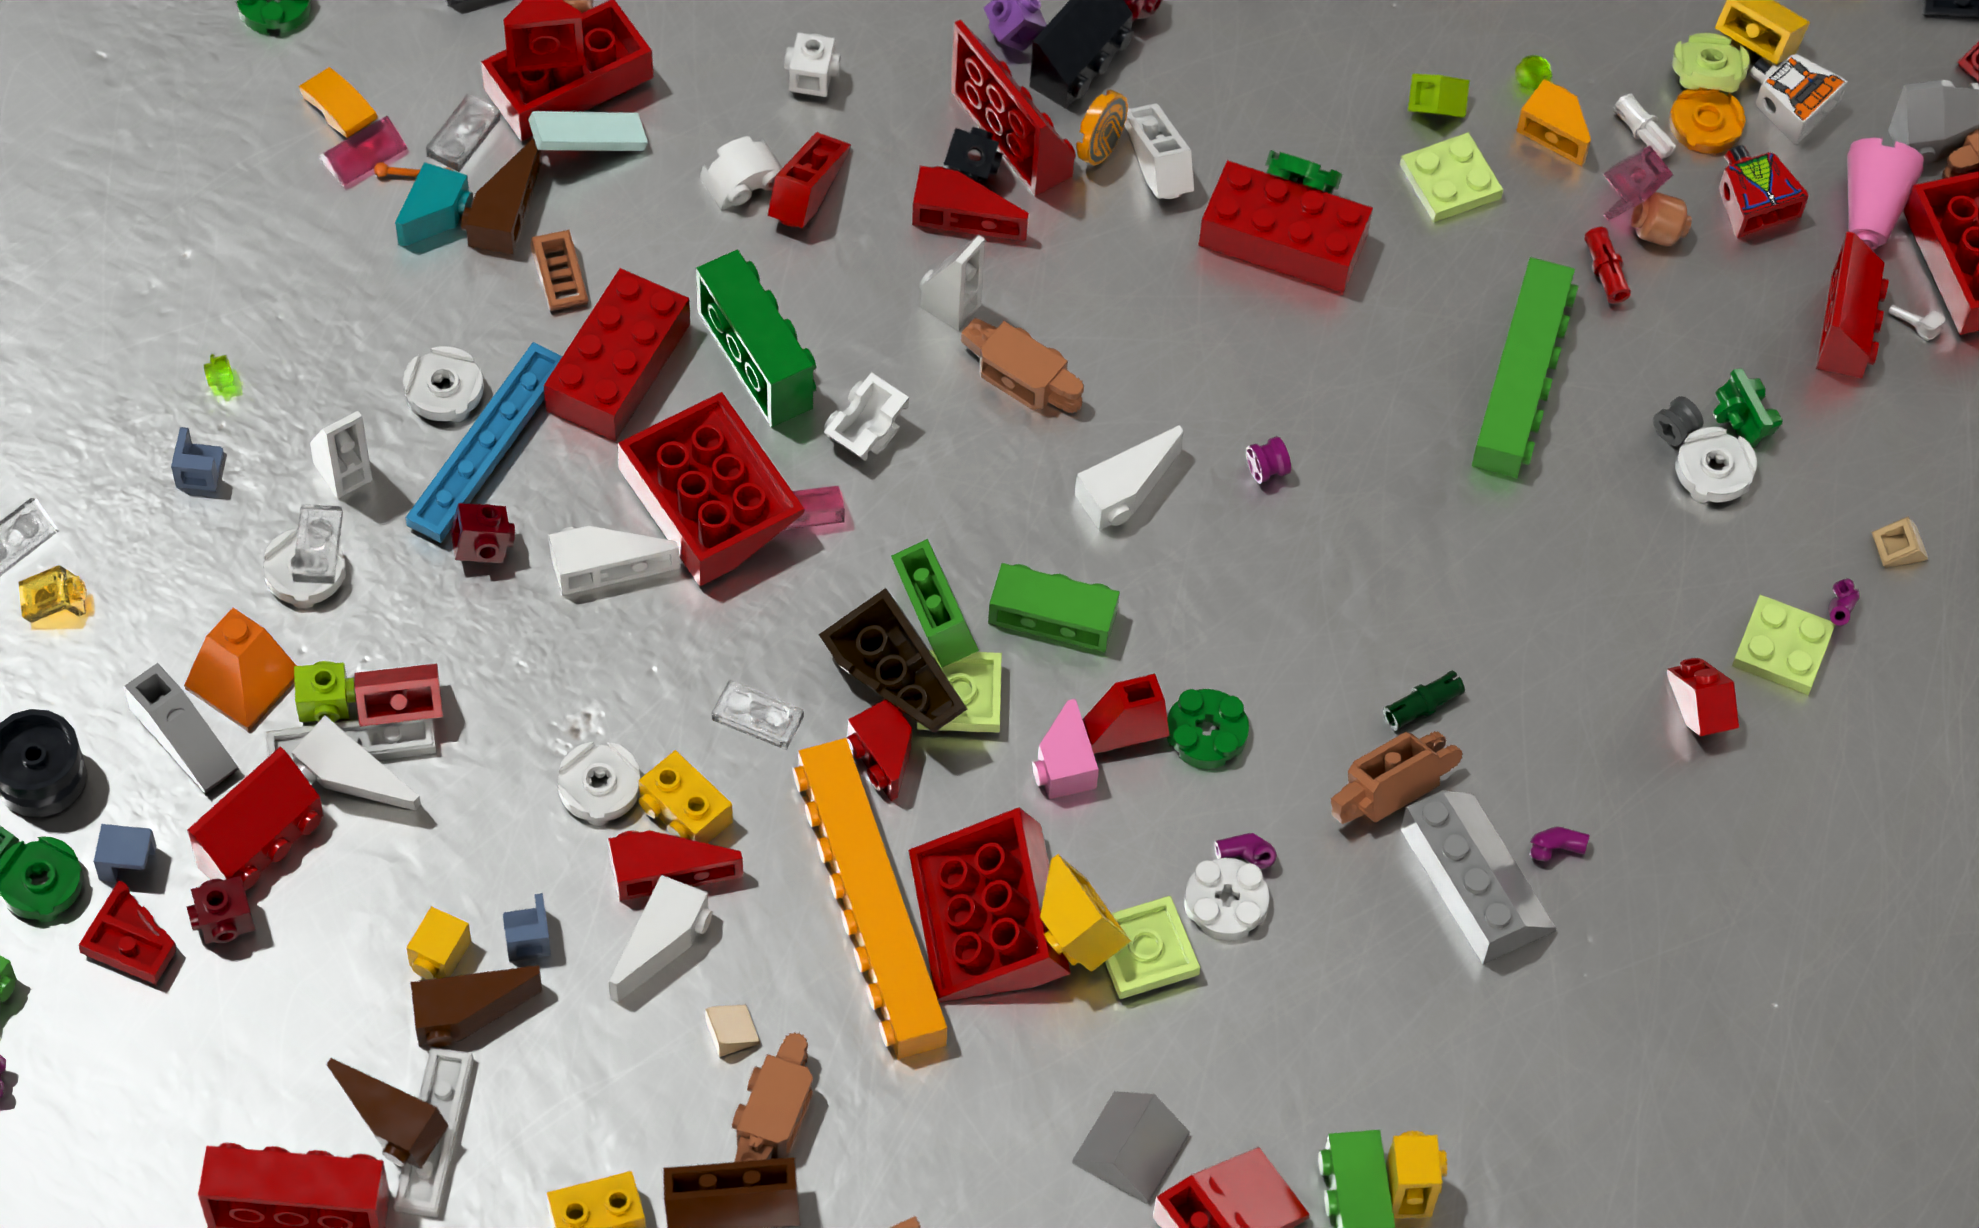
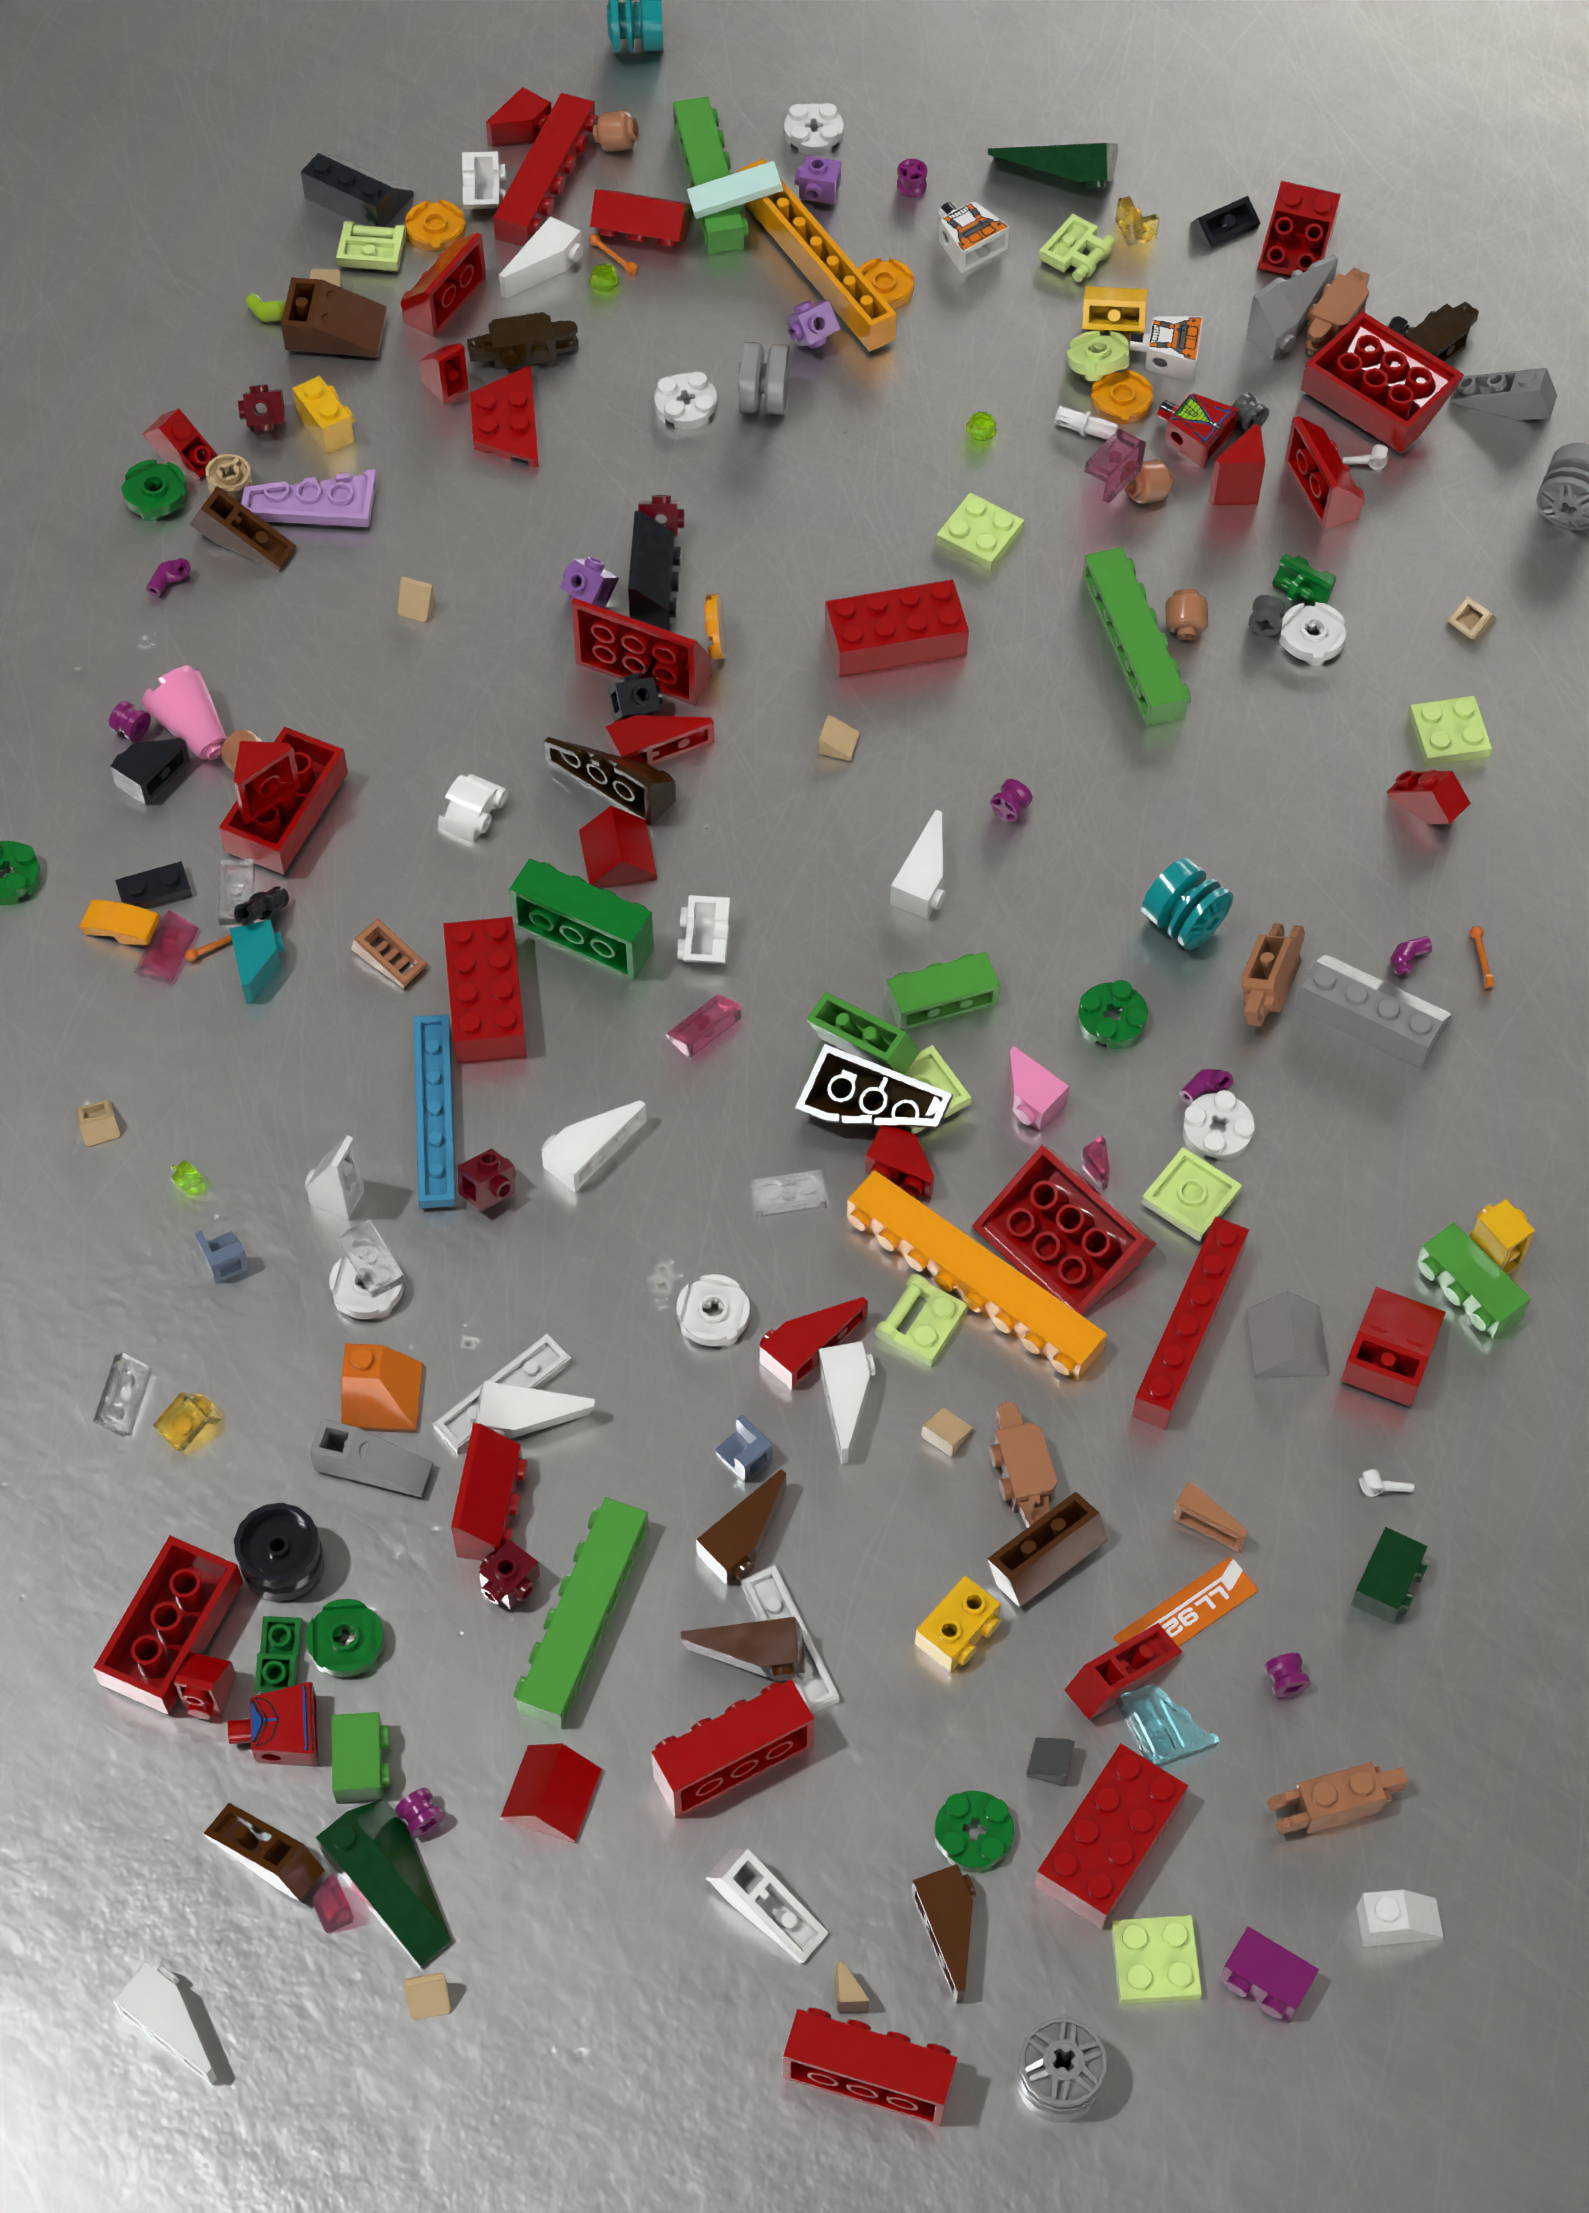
camera: 30 degrees left, 0 degrees up
(115, 1134) = (552, 1791): none -> red slope
(122, 848) = (396, 1575): sand blue panel -> none
(128, 937) = (450, 1640): red wing -> none
(181, 277) = (97, 1122): none -> tan slope
(263, 986) = (582, 1612): none -> bright green brick
(323, 691) = (458, 1367): lime brick -> none
(395, 87) = (154, 886): none -> black plate
(398, 695) = (518, 1335): red brick -> none
(438, 944) = (689, 1501): yellow brick -> none
(443, 404) = (367, 1105): white plate -> none
(470, 157) = (261, 905): none -> black pin
(502, 203) = (309, 930): reddish brown slope -> none
(587, 131) = (334, 837): light aqua tile -> none
(684, 800) = (787, 1286): yellow brick -> none
(708, 486) = (631, 1047): red slope -> none
(793, 922) = (931, 1327): none -> yellowish green plate
(806, 180) = (525, 784): red slope -> none
(812, 64) = (464, 696): white brick -> none
(849, 293) = (617, 849): none -> red slope
(902, 228) = (621, 780): none -> dark brown wedge
(955, 287) = (696, 797): white slope -> none
(1023, 366) = (787, 831): nougat hinge -> none
(1042, 1068) = (1190, 1323): none -> red brick
(1078, 918) = (1145, 1198): yellow slope -> none
(1079, 851) = (1096, 1162): none -> clear pink slope
(1128, 715) = (1058, 1034): red slope -> none
(1144, 304) = (837, 739): none -> tan slope
(1160, 152) = (768, 623): white slope -> none
(1296, 168) = (882, 579): green plate -> none
(1358, 659) = (1187, 903): none -> teal wheel
(1423, 700) = (1244, 908): dark green pin -> none
(1438, 95) = (929, 477): lime panel -> none
(1556, 122) = (1027, 452): light orange slope -> none
(1594, 374) = (1186, 614): none -> nougat head
(1607, 265) = (1135, 533): red pin -> none
(1647, 863) = (1477, 932): none -> orange hinge
(1758, 257) = (1239, 471): none -> red slope
(1824, 206) = (1250, 411): none -> dark grey wheel
(1844, 601) = (1467, 679): magenta arm -> none
(1879, 187) = (1278, 379): bright pink cone -> none

